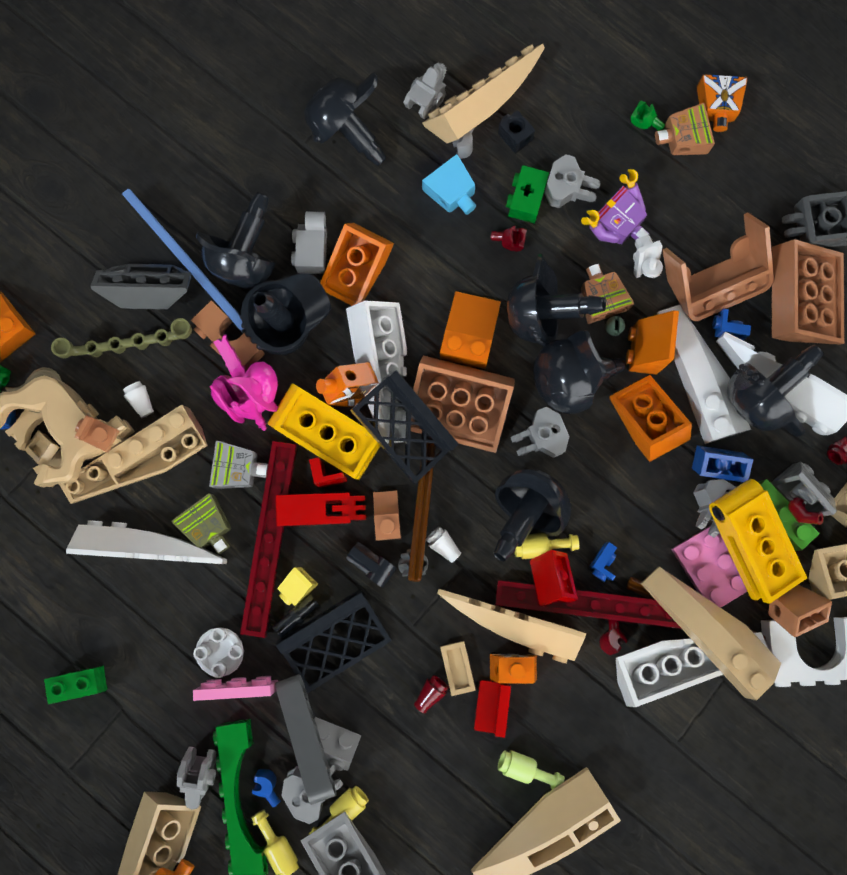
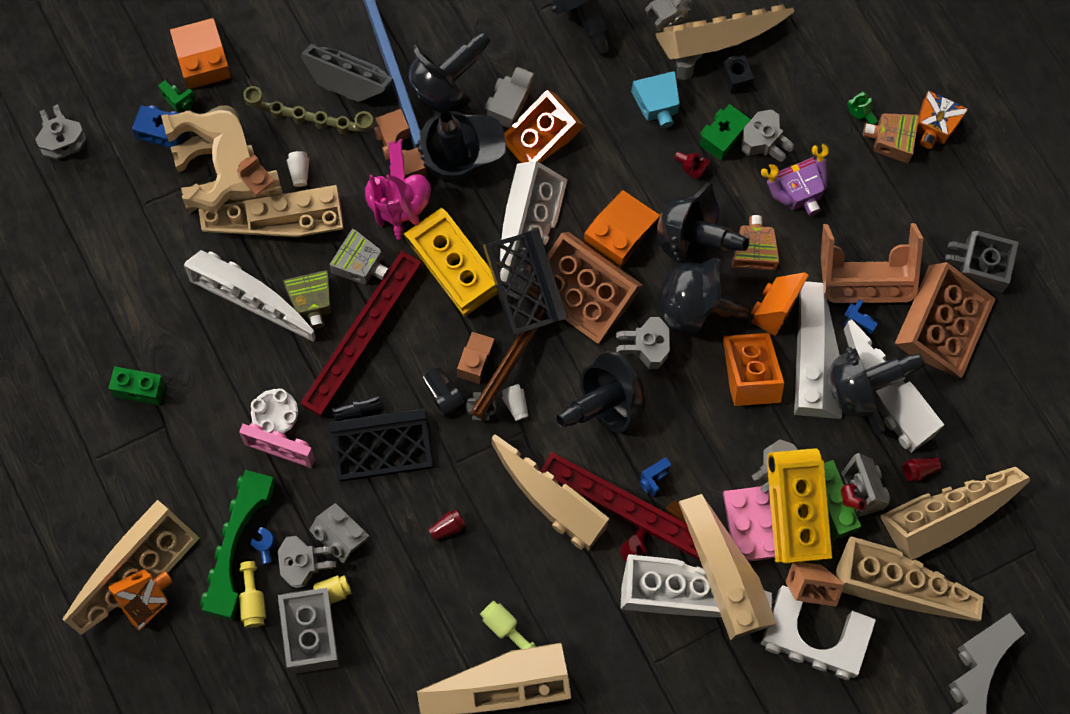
camera: 15 degrees right, 10 degrees down
(41, 448) = (196, 173): tan tile -> none
(195, 776) = (209, 506): light grey hinge -> none
(296, 586) = (369, 381): light yellow slope -> none
(305, 739) = (320, 509): dark grey beam -> none
(311, 509) = (409, 321): red hinge -> none
(320, 477) = (437, 301): red panel -> none
(347, 384) = (489, 225): orange torso -> none
(457, 668) = (481, 515): tan tile -> none
(492, 707) = (498, 561): red panel -> none
(513, 668) = (533, 532): orange torso -> none
(539, 544) = (602, 438): light yellow piece -> none
(553, 578) = (602, 467): red panel -> none
(610, 325) = (755, 284): sand green hinge -> none
(647, 257) = (808, 227): white hips -> none
(722, 464) = (798, 432): blue brick -> none

